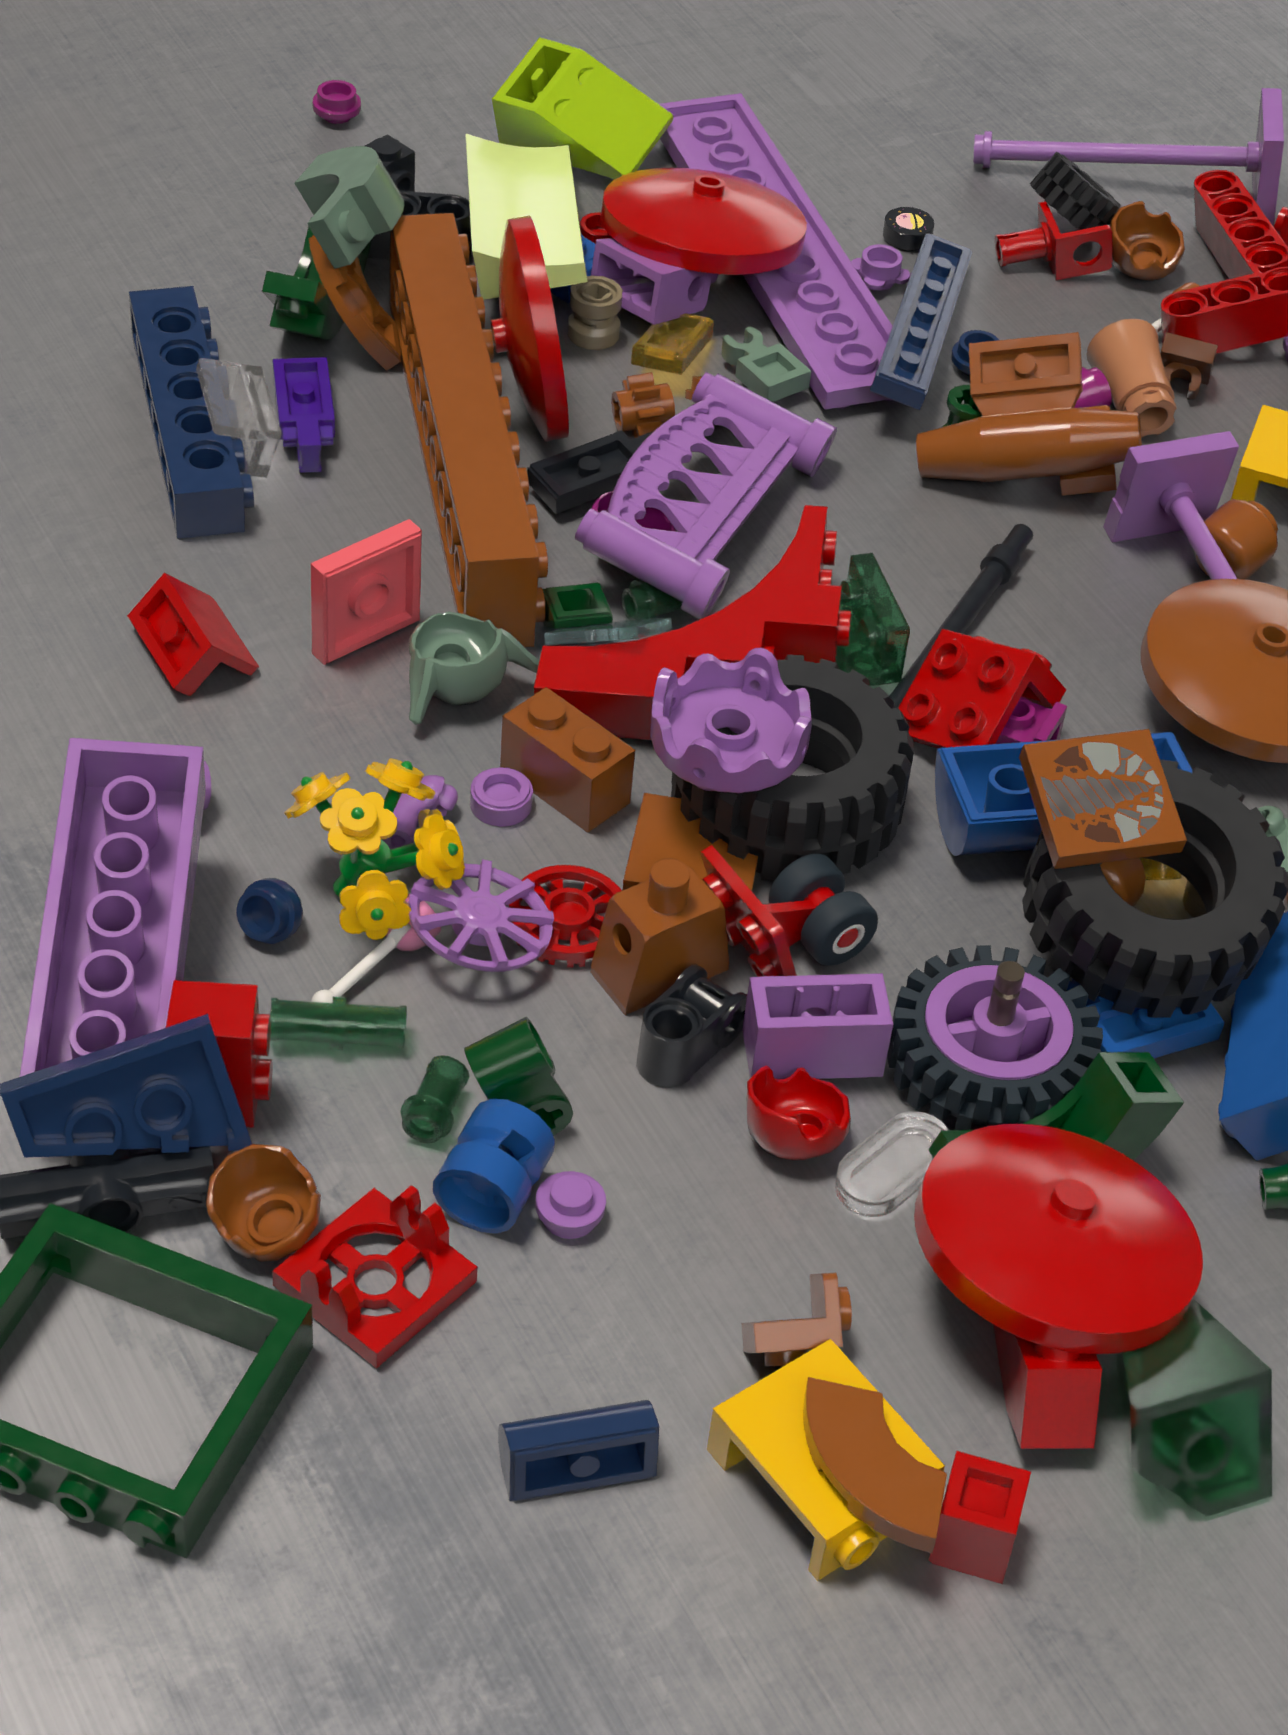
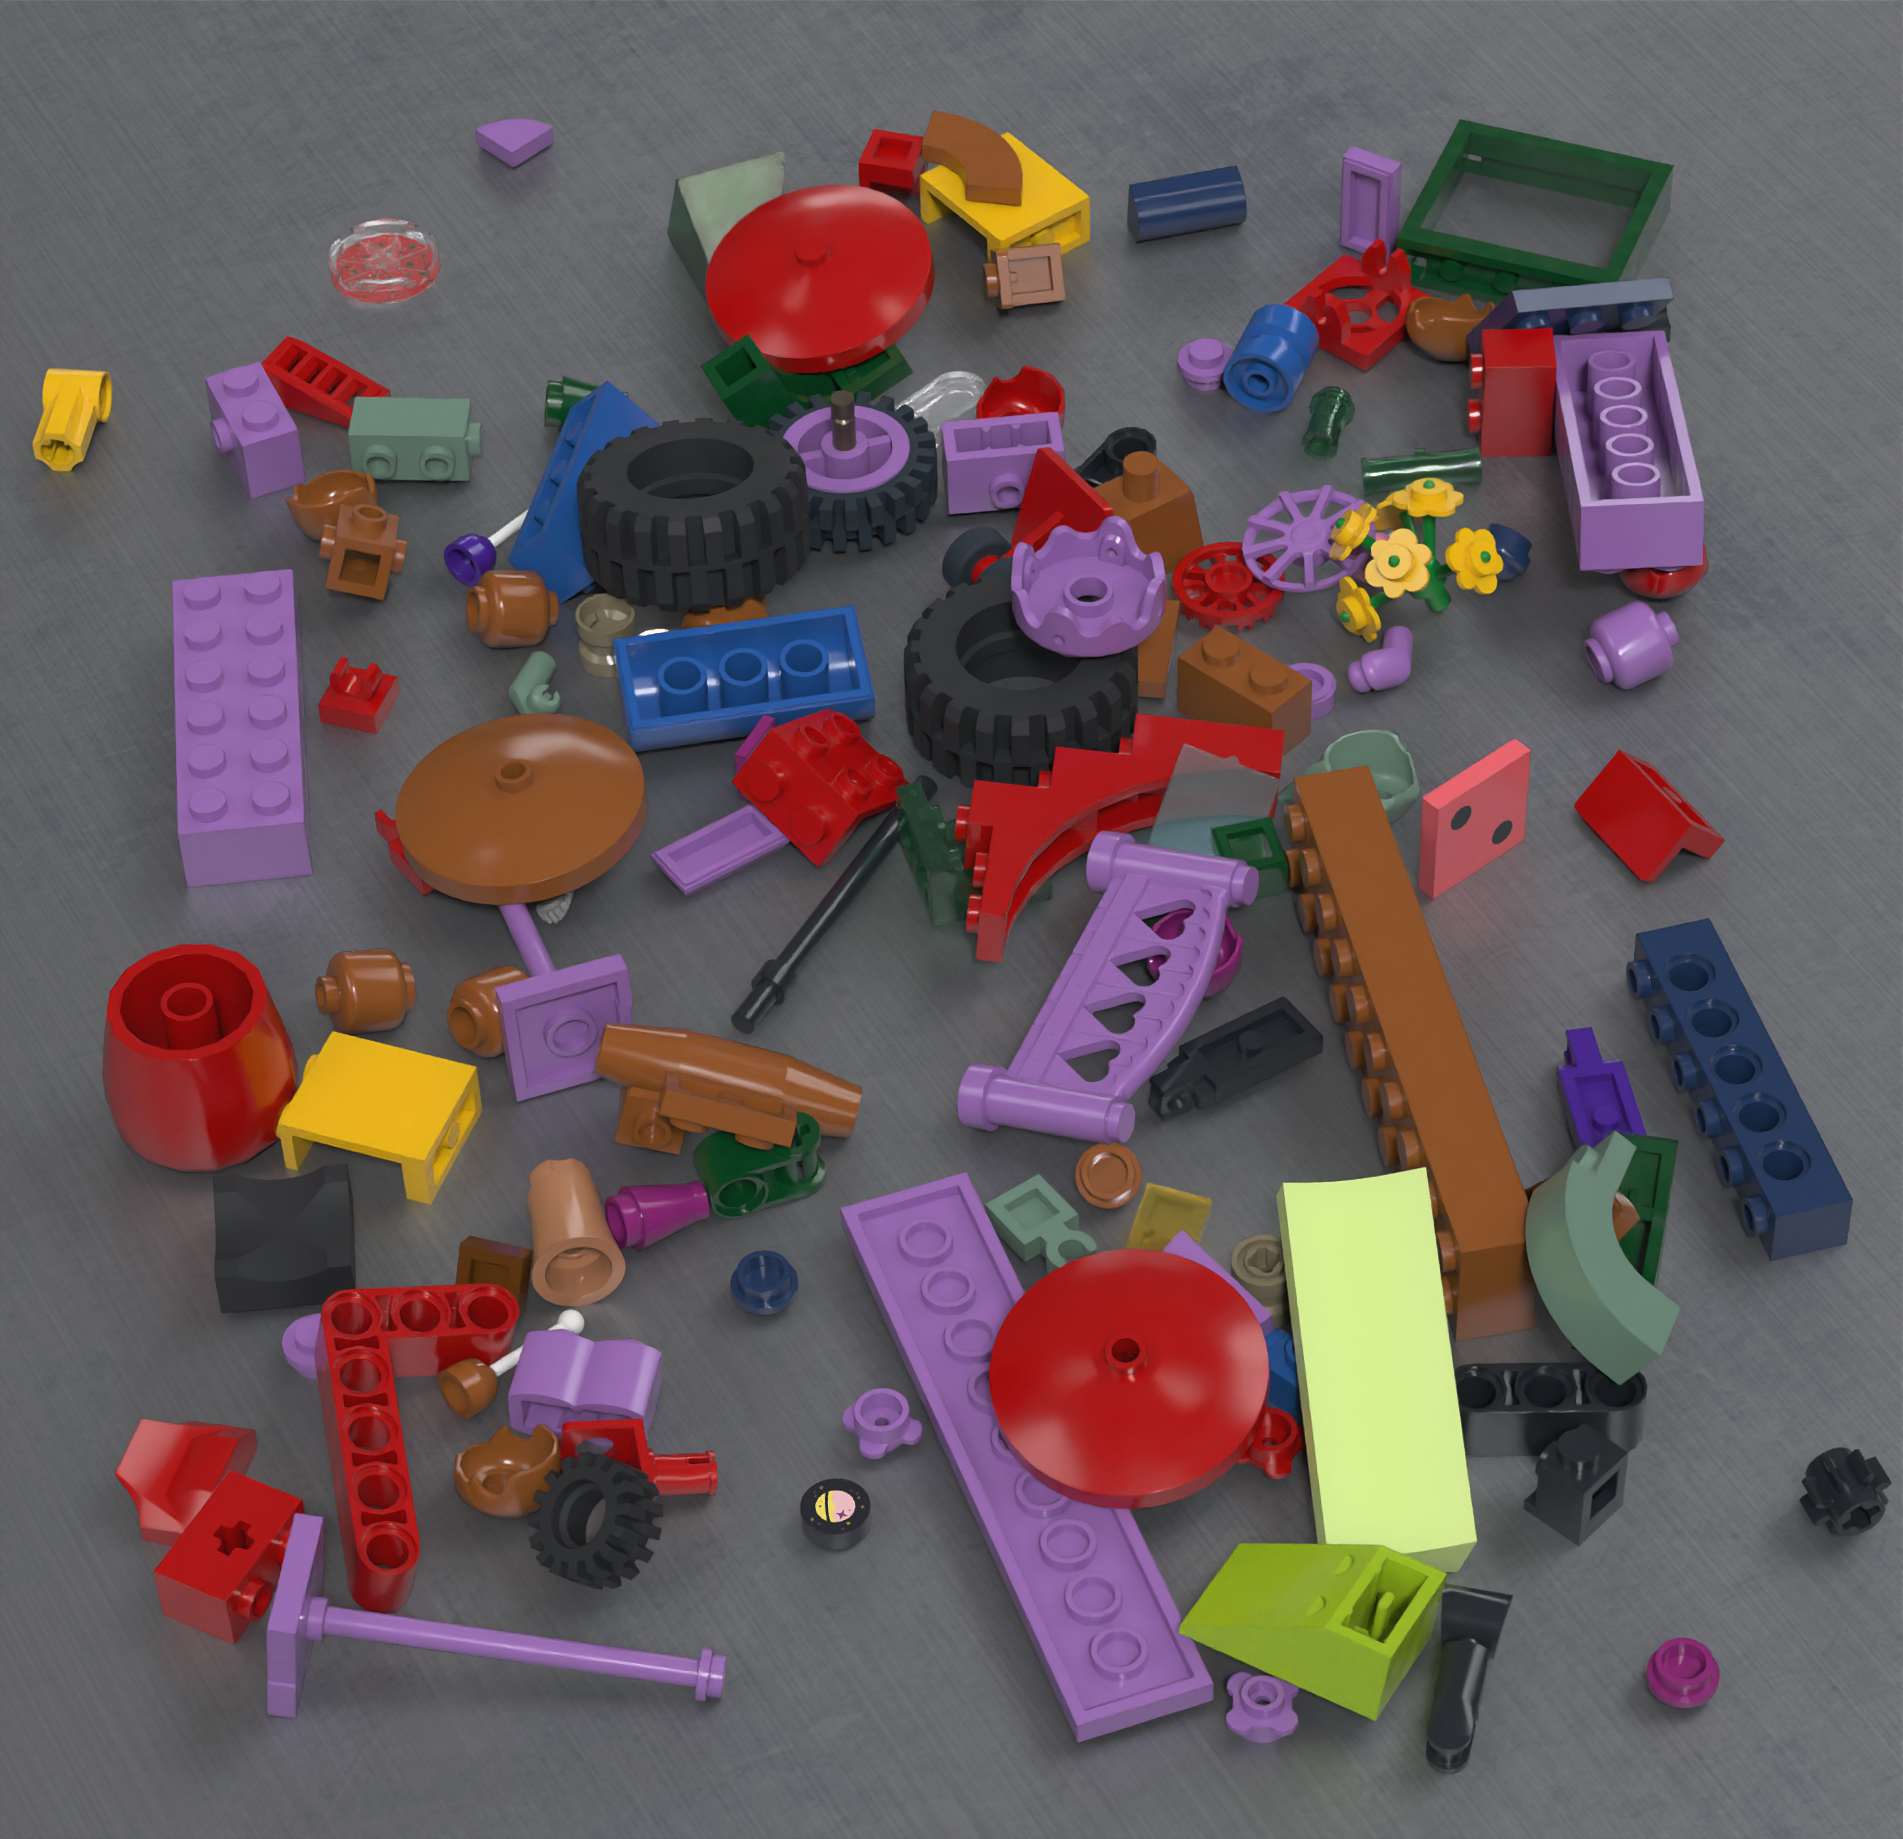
camera: 175 degrees left, 0 degrees up
(196, 161) = (1845, 1491): none -> black gear
(242, 409) = (1672, 1054): clear panel -> none
(337, 1362) = (1369, 200): none -> medium lavender tile
(477, 113) = (1469, 1637): none -> black piece
(519, 1069) = (1258, 403): dark green piece -> none
(530, 330) = (1331, 1066): red dish -> none
(642, 405) = (1193, 1129): dark orange gear -> none
(922, 322) = (833, 1304): tile -> none
(1087, 674) = (720, 850): none -> medium lavender tile
(1097, 290) = (583, 1380): none -> medium lavender brick
(1102, 798) = (748, 475): dark orange tile -> none

